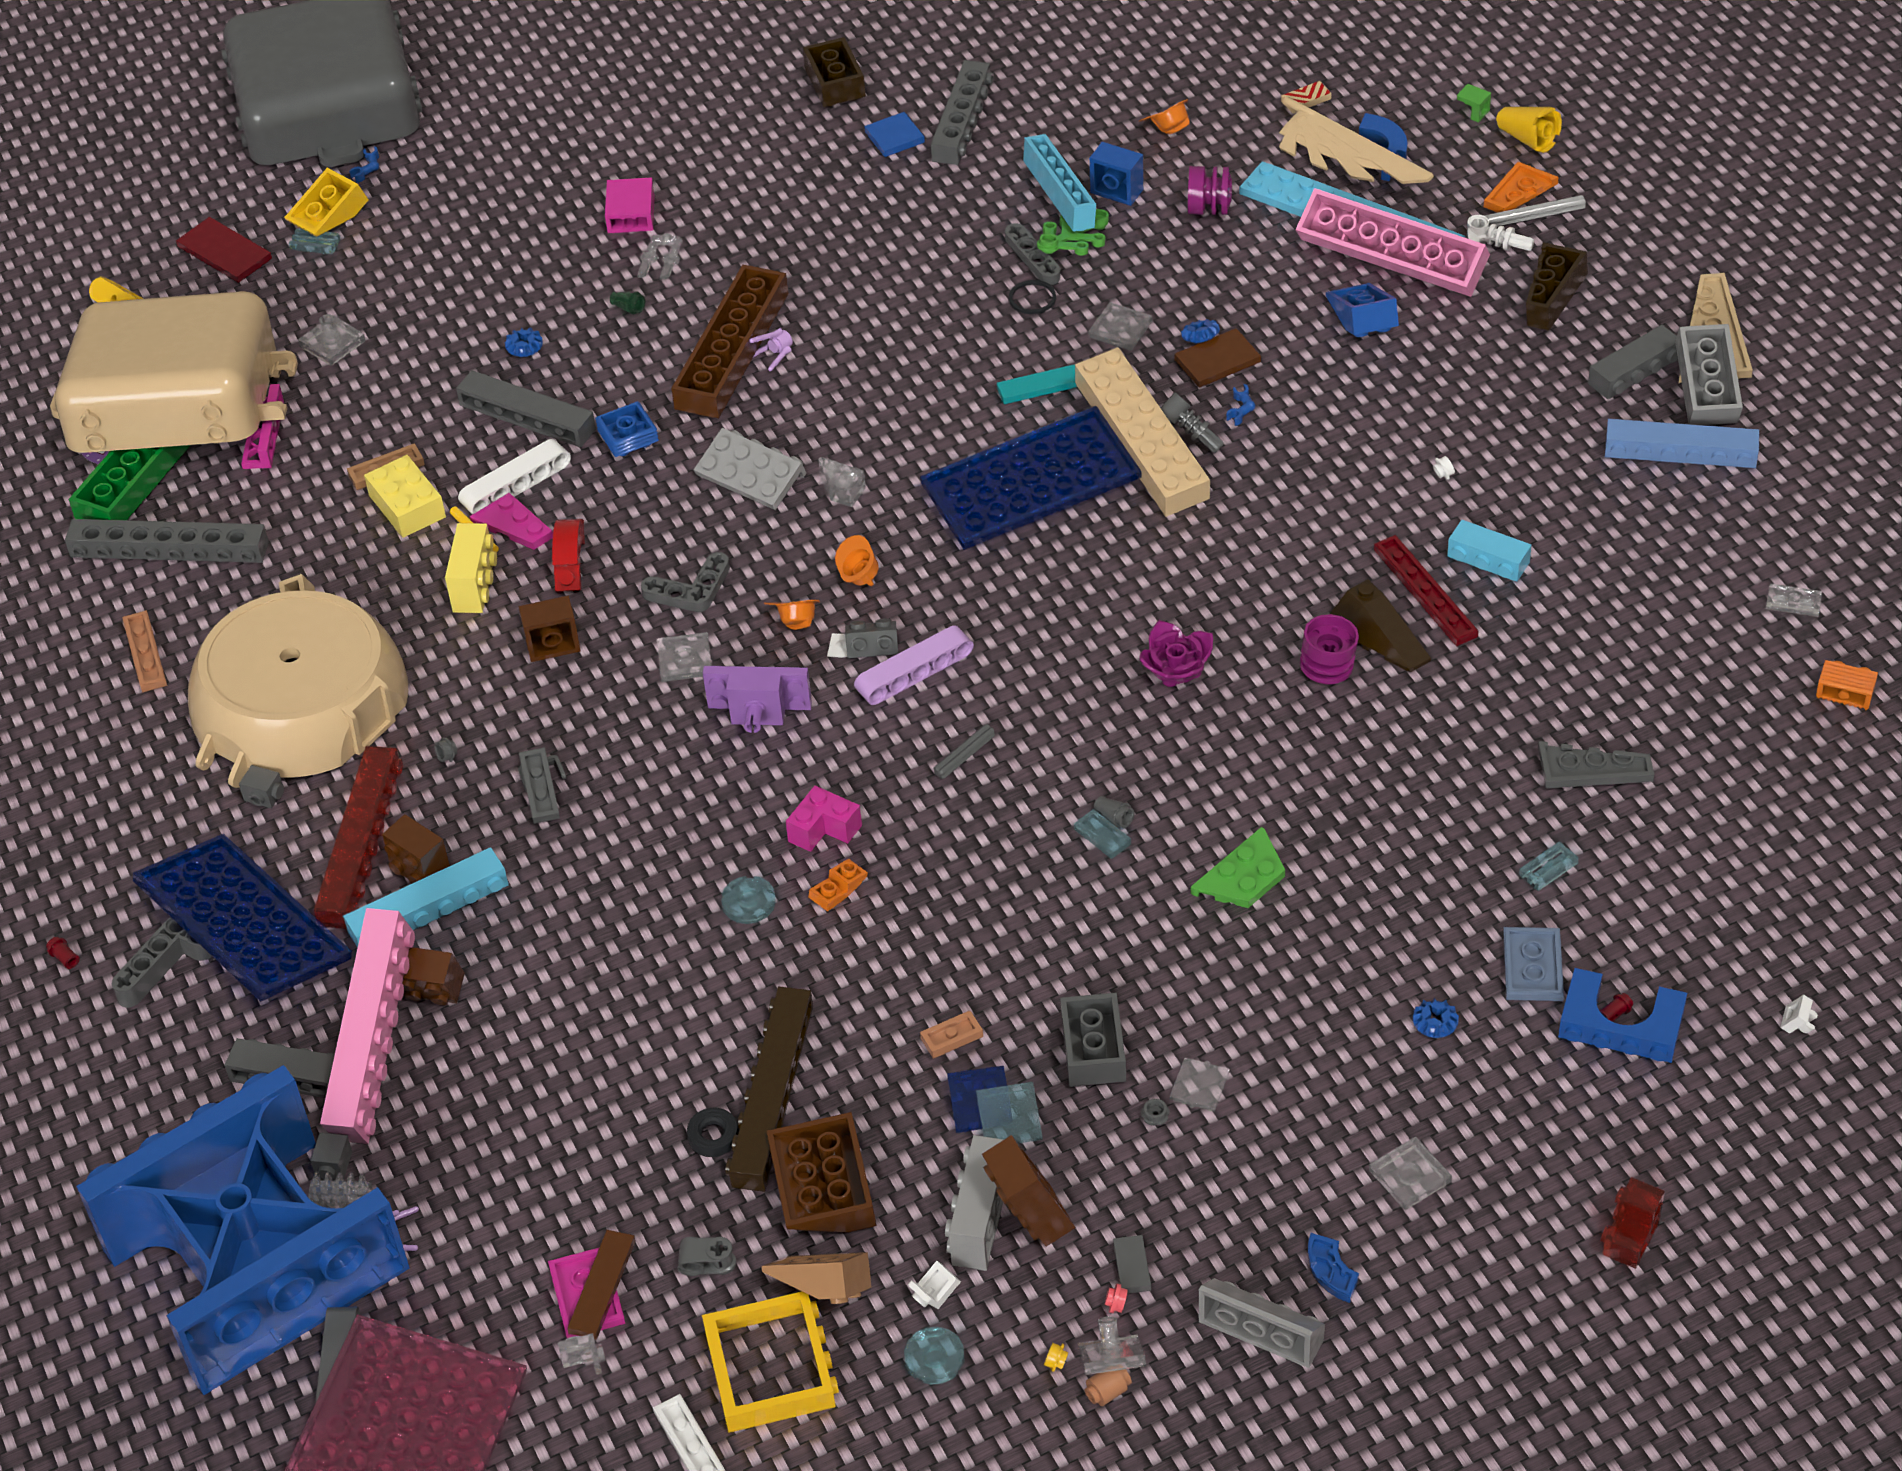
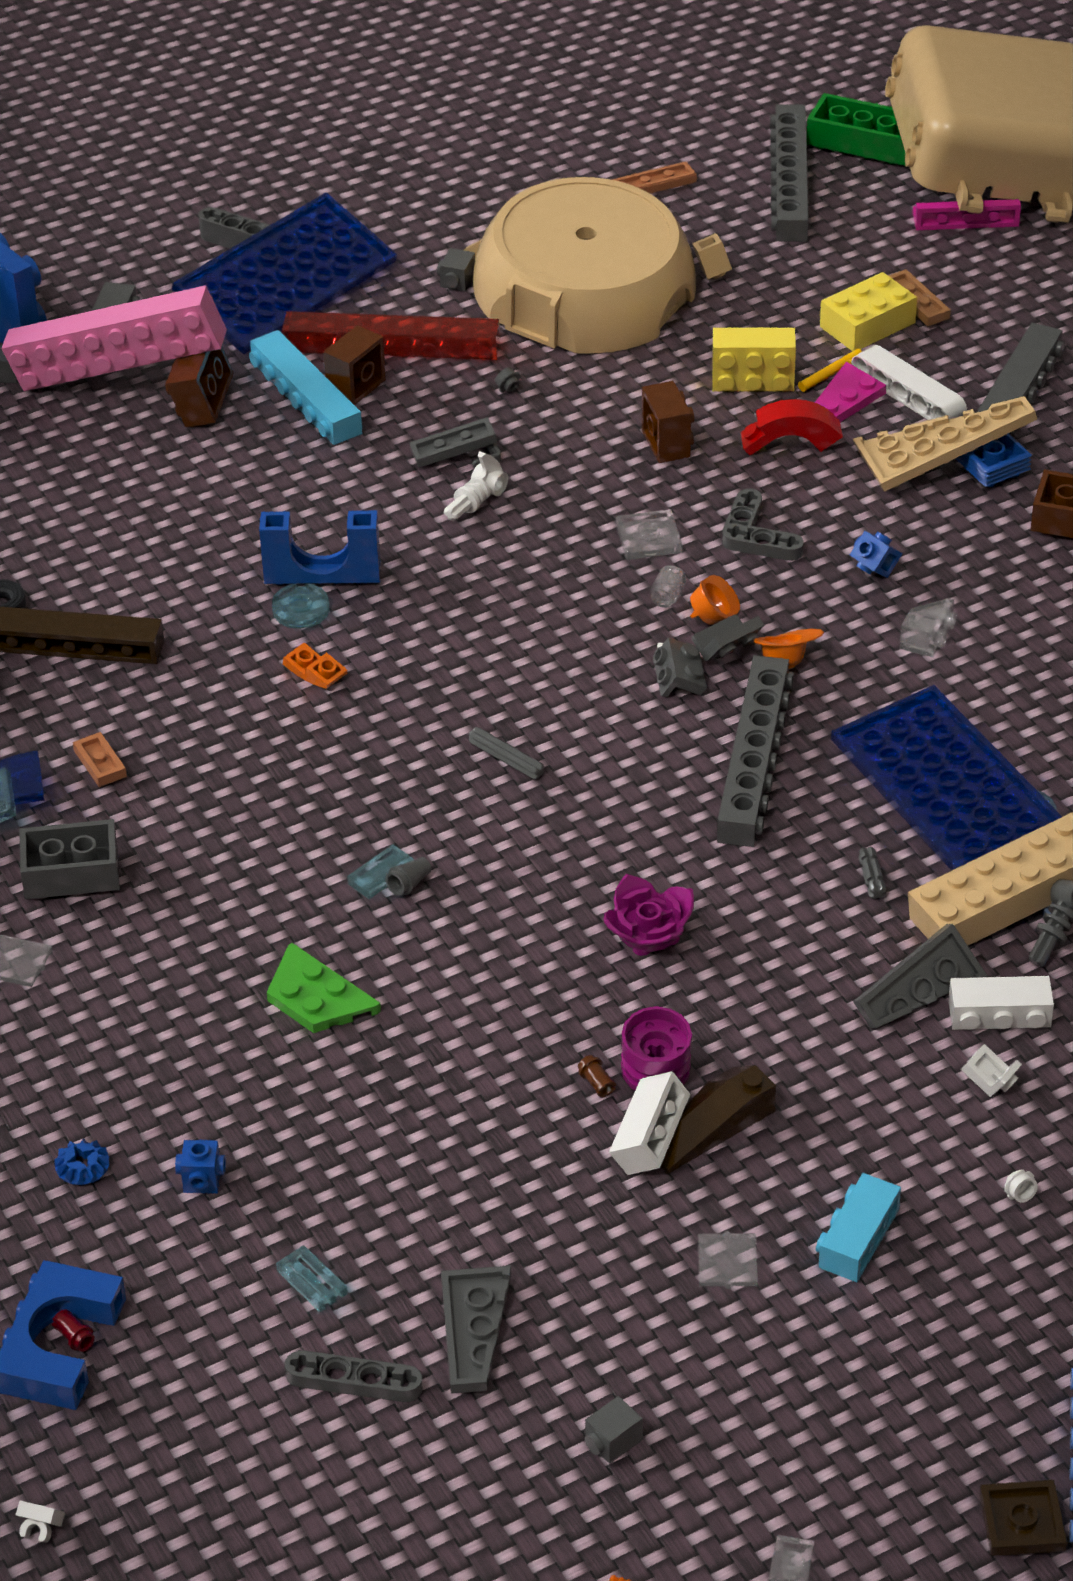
camera: 85 degrees right, 5 degrees down
(58, 948) = (264, 183): dark red pin -> none
(598, 761) = (485, 480): none -> white piece
(614, 461) = (938, 441): none -> tan wing
(701, 880) = (288, 564): none -> blue arch
(747, 505) = (875, 553): none -> blue brick
(749, 468) = (946, 556): light grey bracket -> none
(757, 693) = (567, 576): medium lavender brick -> none
(765, 640) = (668, 586): none -> clear brick
(821, 815) = (401, 643): dark pink brick -> none
(843, 599) = (726, 636): none -> dark grey bracket
(913, 665) = (635, 703): lavender beam -> none
(979, 591) = (754, 752): none -> dark grey brick
(1121, 531) = (872, 873): none -> dark grey axle
(1238, 498) = (919, 978): none -> dark grey wing
(1268, 465) = (1000, 1002): none -> white brick
(1333, 697) = (592, 1070): none -> reddish brown pin
(1339, 473) = (990, 1071): none -> white bracket
(1397, 659) = (649, 1123): none -> white brick
(1426, 590) = (790, 1167): dark red tile -> none
(1447, 931) = (200, 1166): none -> blue brick
(1514, 628) = (727, 1260): none -> clear piece
(1533, 964) = (159, 1256): sand blue tile -> none
(1643, 837) = (352, 1381): none -> dark grey beam
(1684, 686) = (613, 1430): none -> dark grey brick
(1734, 484) = (1022, 1518): none -> dark brown plate

